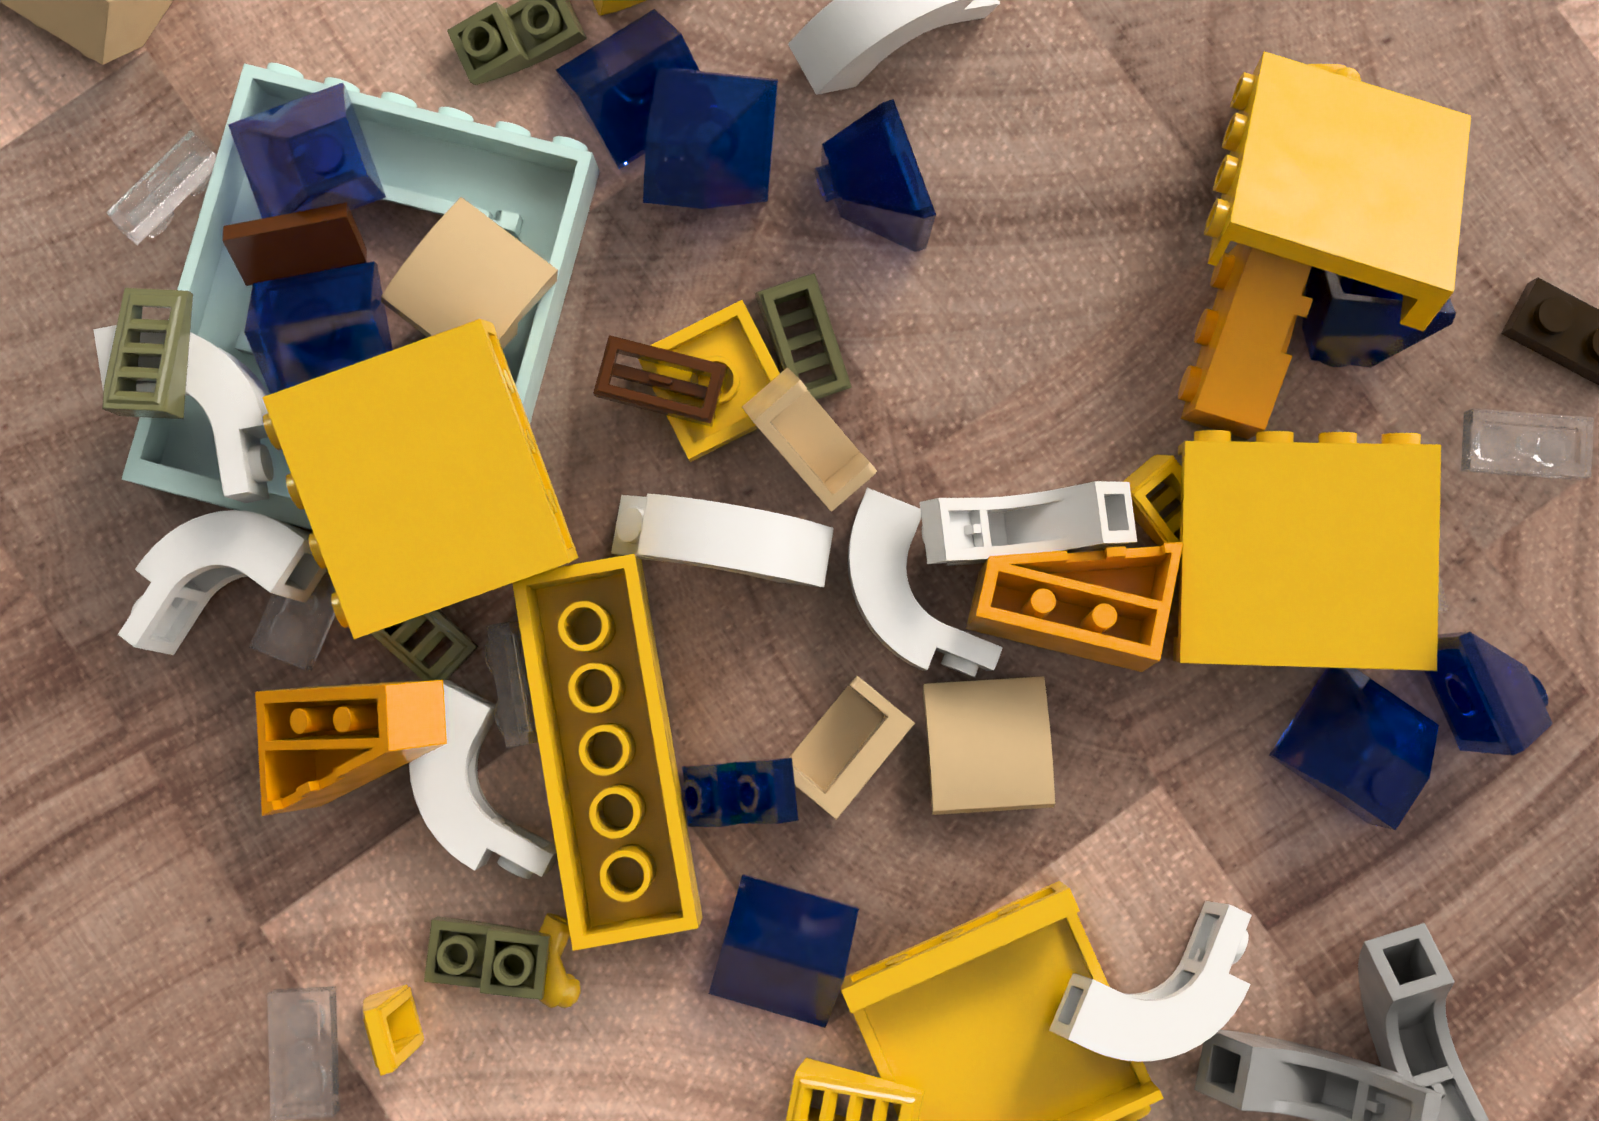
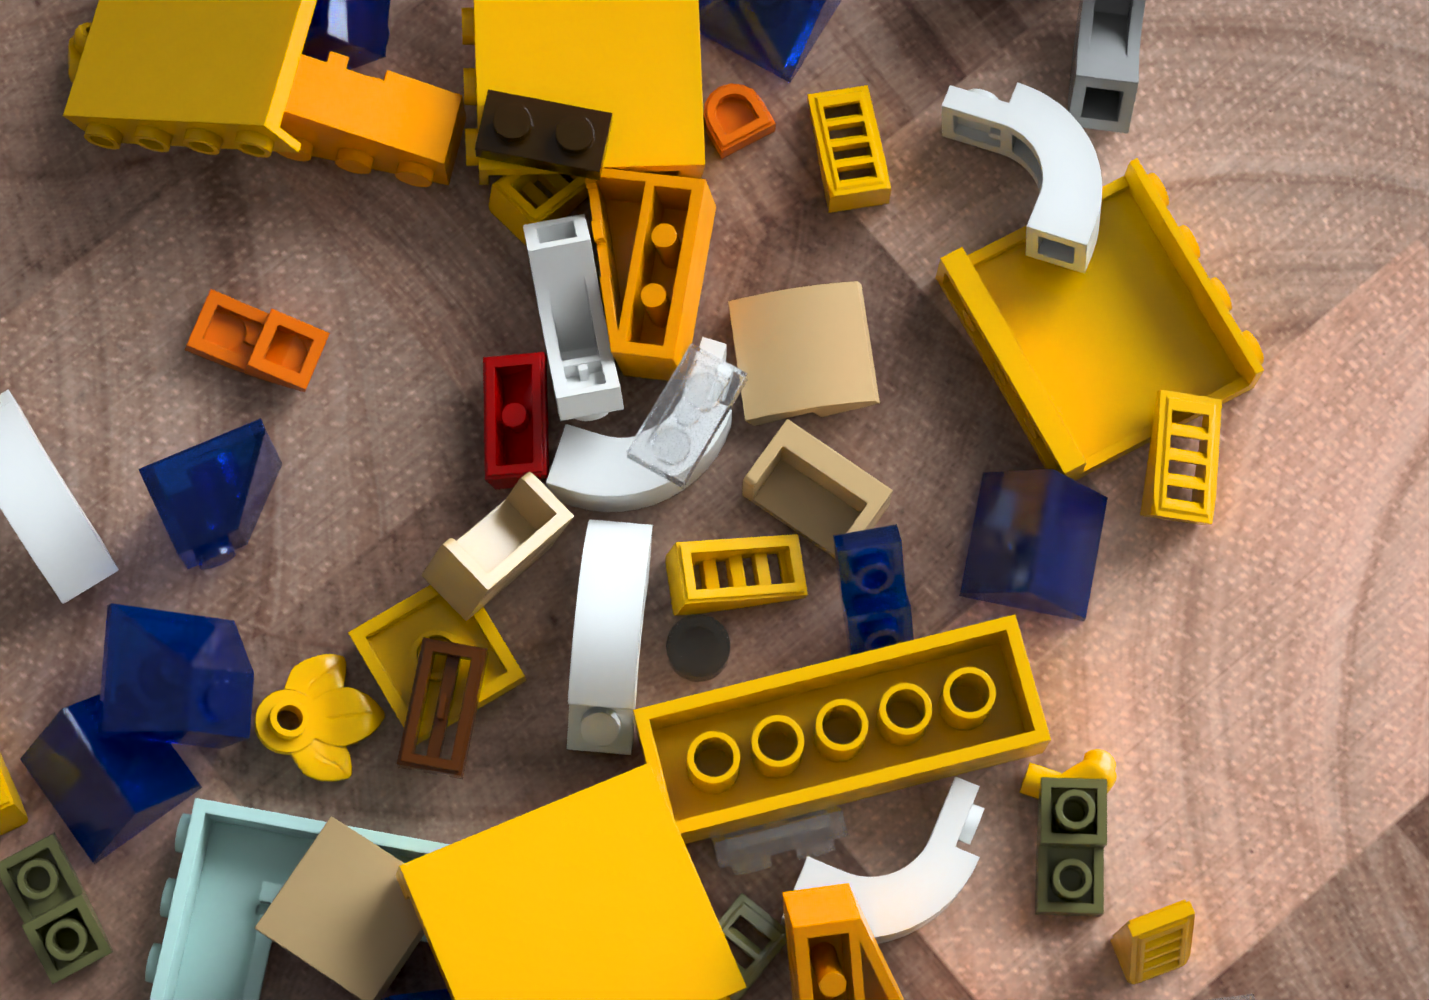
camera: 95 degrees left, 10 degrees down
(670, 280) = (328, 718): none -> yellow plate
(708, 623) = (698, 647): none -> clear smoke tile
(772, 612) = (712, 598): none -> yellow slope
(809, 288) = (375, 550): olive slope -> none
(919, 625) = (687, 415): none -> clear plate
(937, 464) = (515, 418): none -> red slope
(1033, 230) = (257, 342): none -> orange slope
(1148, 809) = (853, 192): none -> yellow slope
(1215, 504) = (543, 134): none -> dark brown plate
(1233, 698) = (736, 118): none -> orange tile

